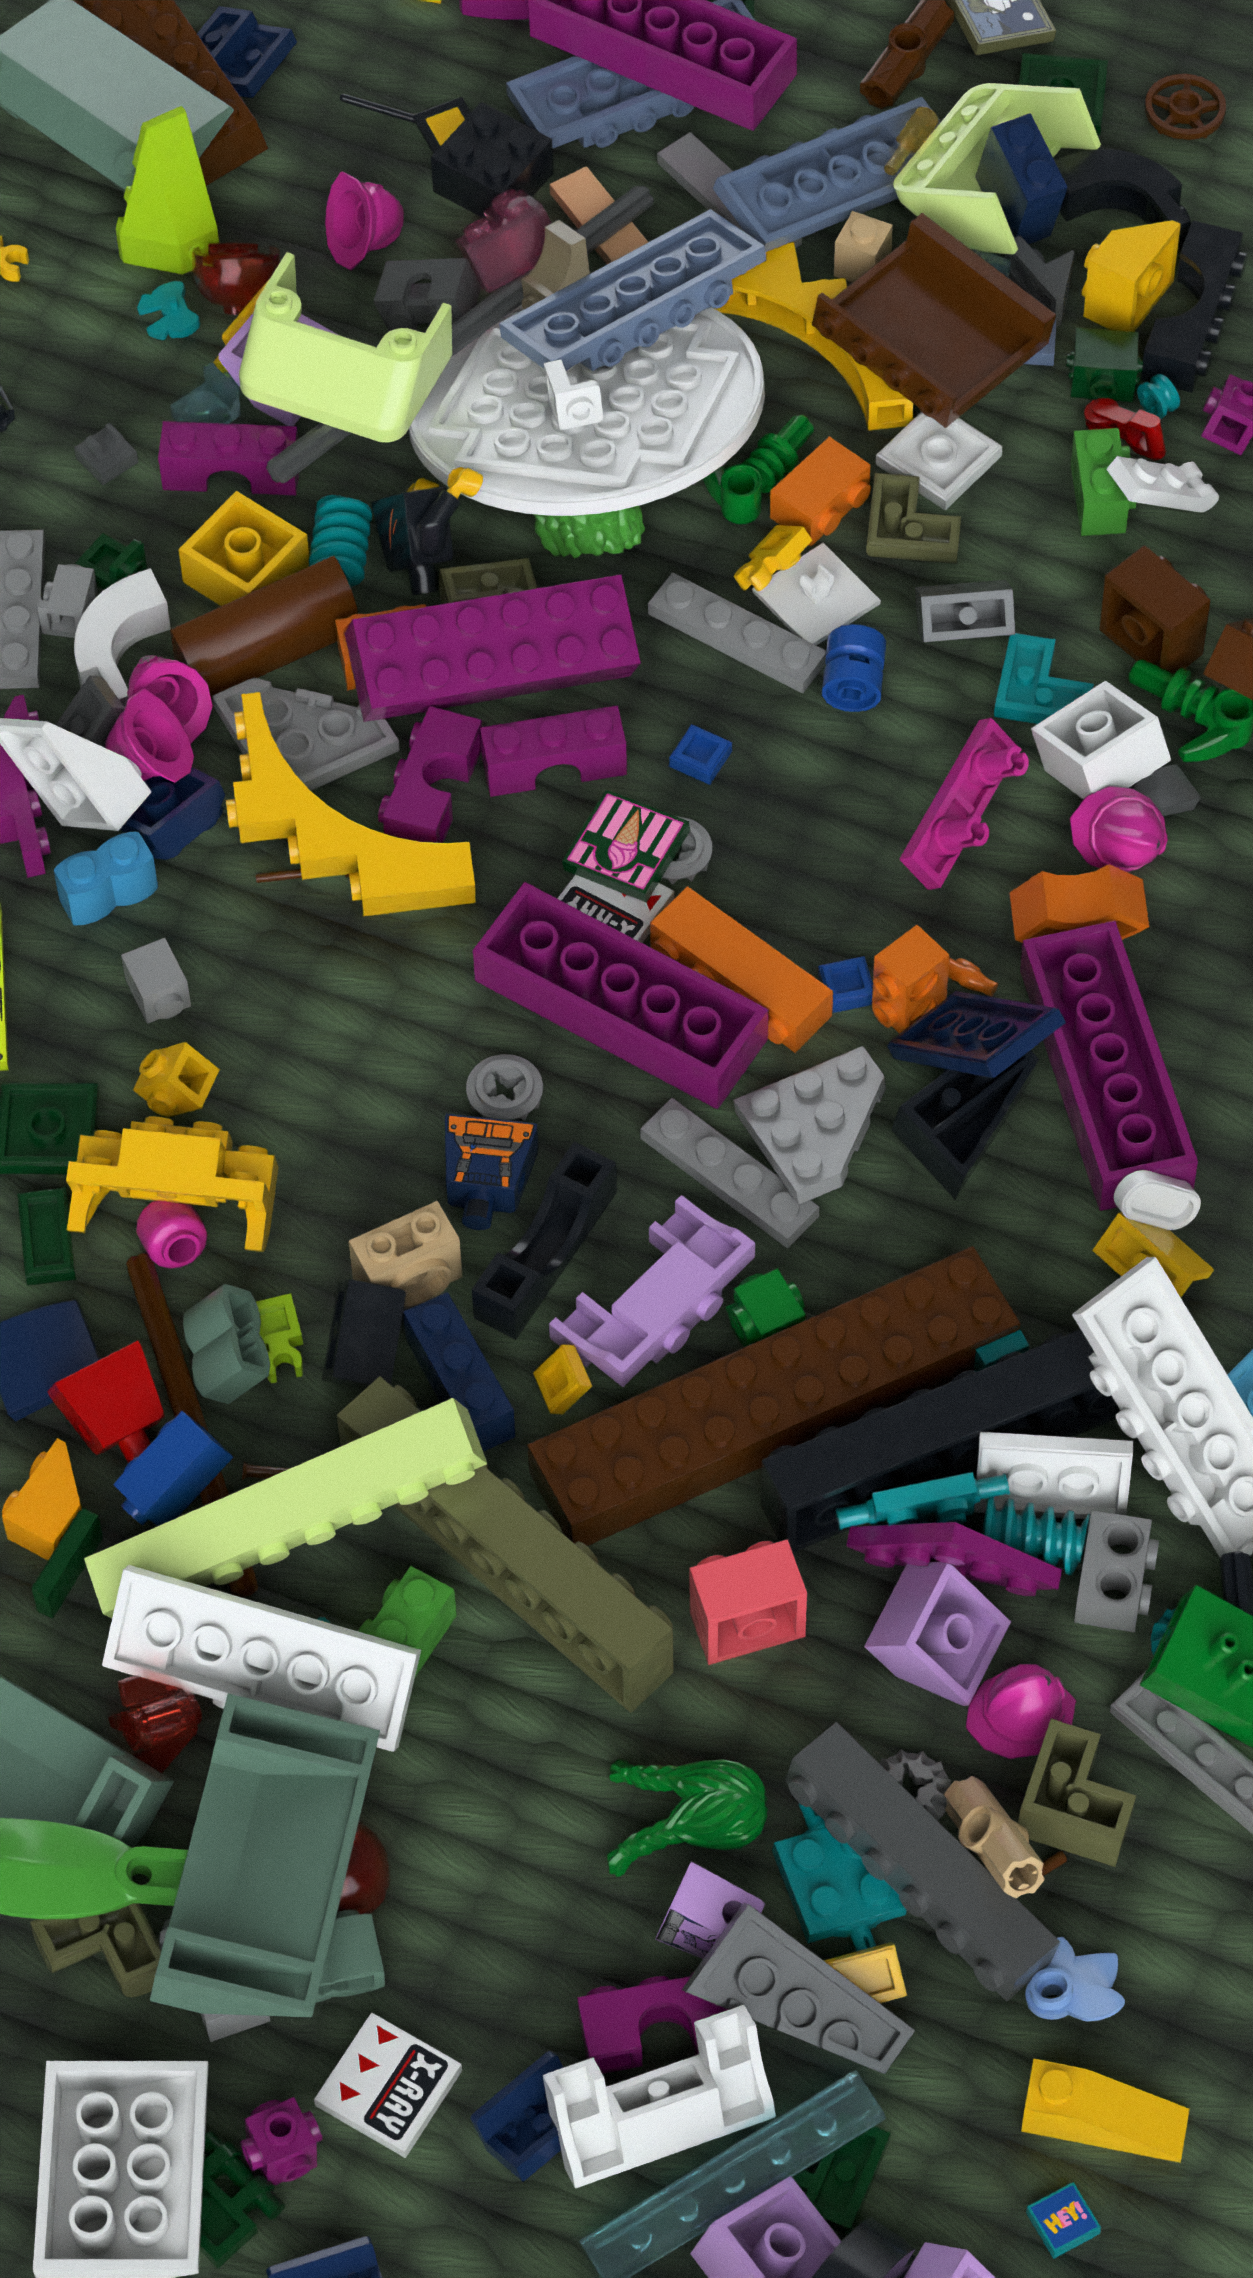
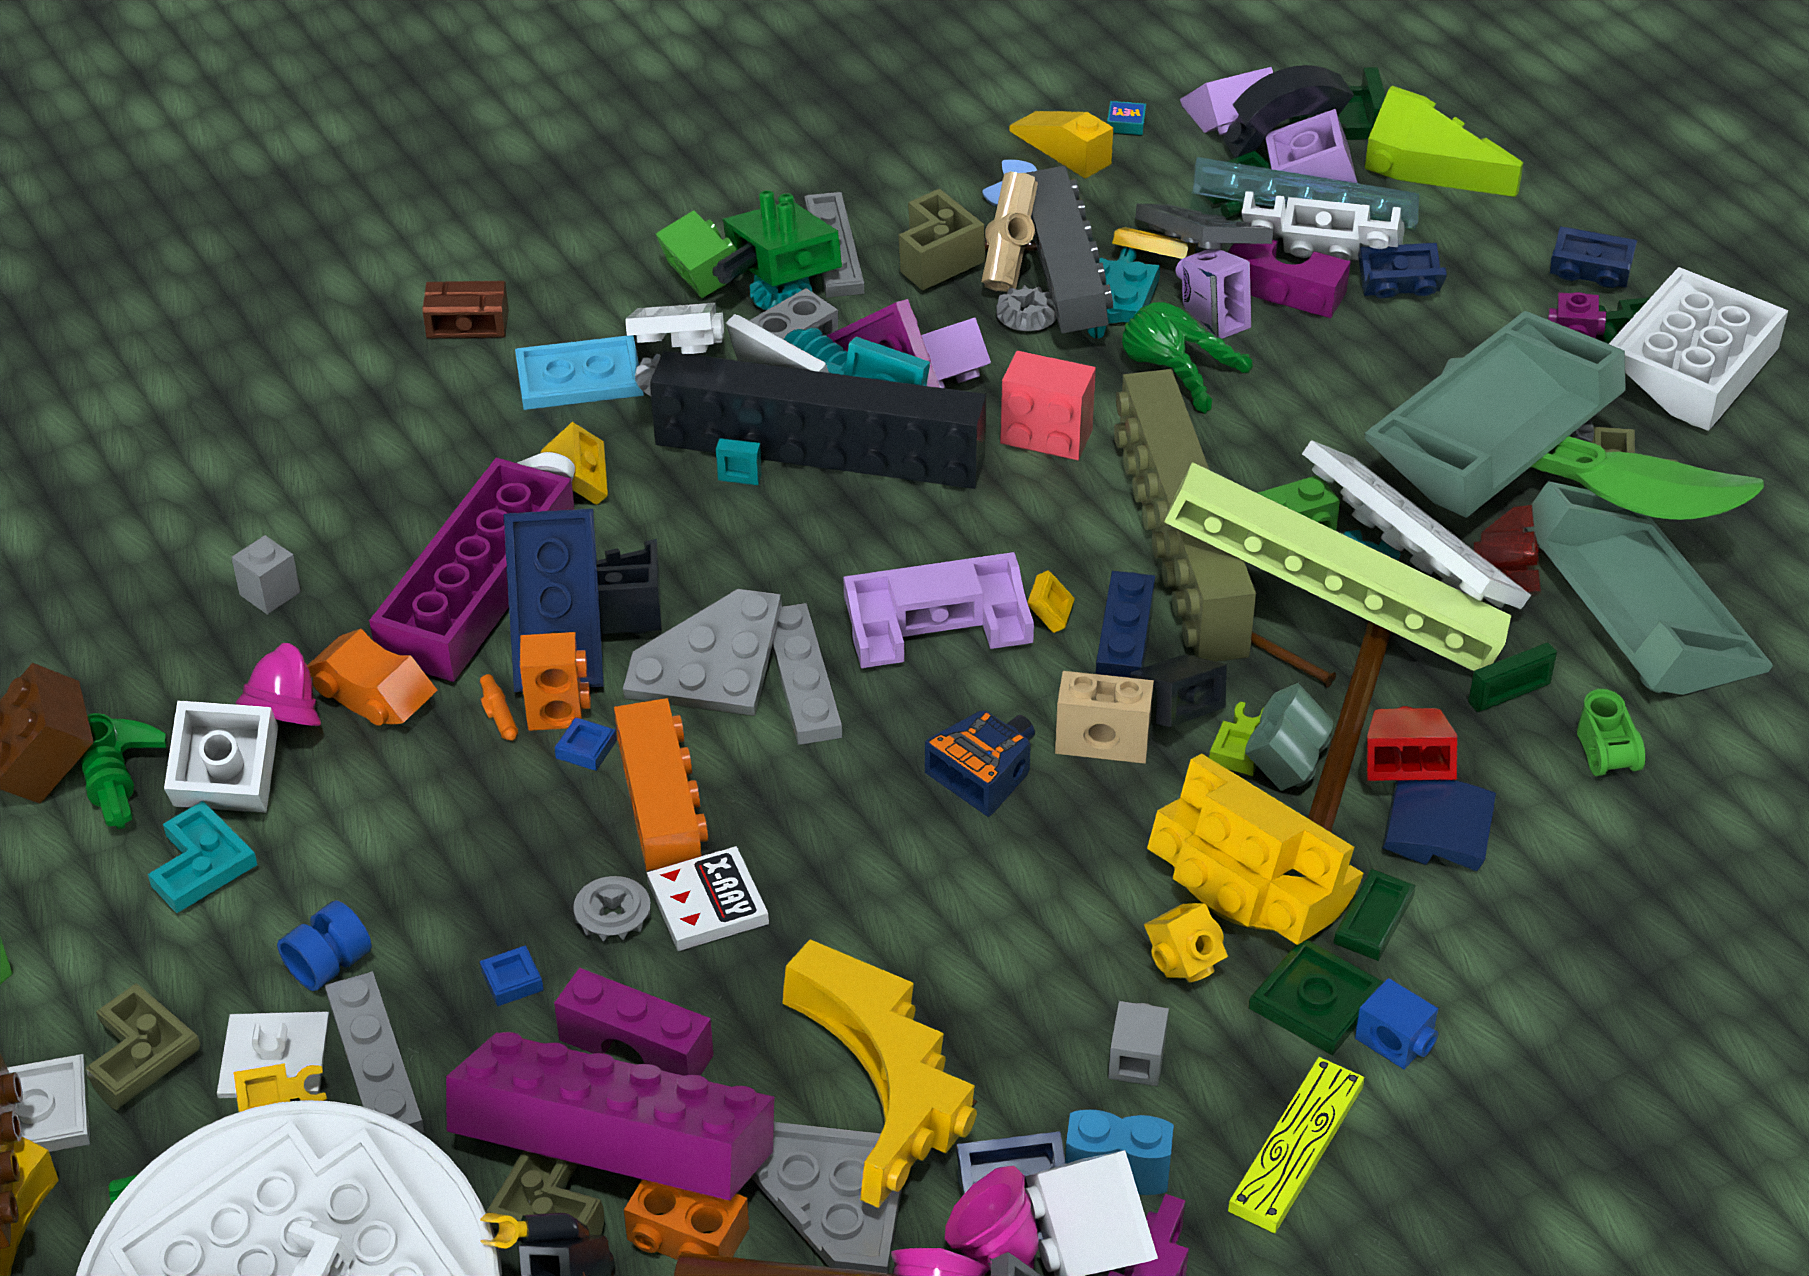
camera: 145 degrees left, 15 degrees down
(45, 1504) = (1505, 717): light orange slope -> none
(171, 1471) = (1393, 674): blue brick -> none
(388, 2085) = (1469, 326): white tile -> none
(441, 748) = (796, 1054): magenta arch -> none
(510, 1072) = (901, 802): light grey gear -> none
(571, 1206) = (939, 694): black arch -> none
(621, 995) = (773, 805): magenta brick -> none
(626, 845) = (654, 911): tile -> none
(764, 1307) = (866, 553): green brick -> none
(768, 1396) = (912, 512): reddish brown brick -> none
(821, 490) = (163, 1114): orange brick -> none
(957, 808) = (320, 813): dark pink plate -> none
(965, 610) = (188, 932): dark grey brick -> none
(1015, 1709) = (925, 297): dark pink piece -> none
(1154, 612) = (59, 826): reddish brown brick -> none

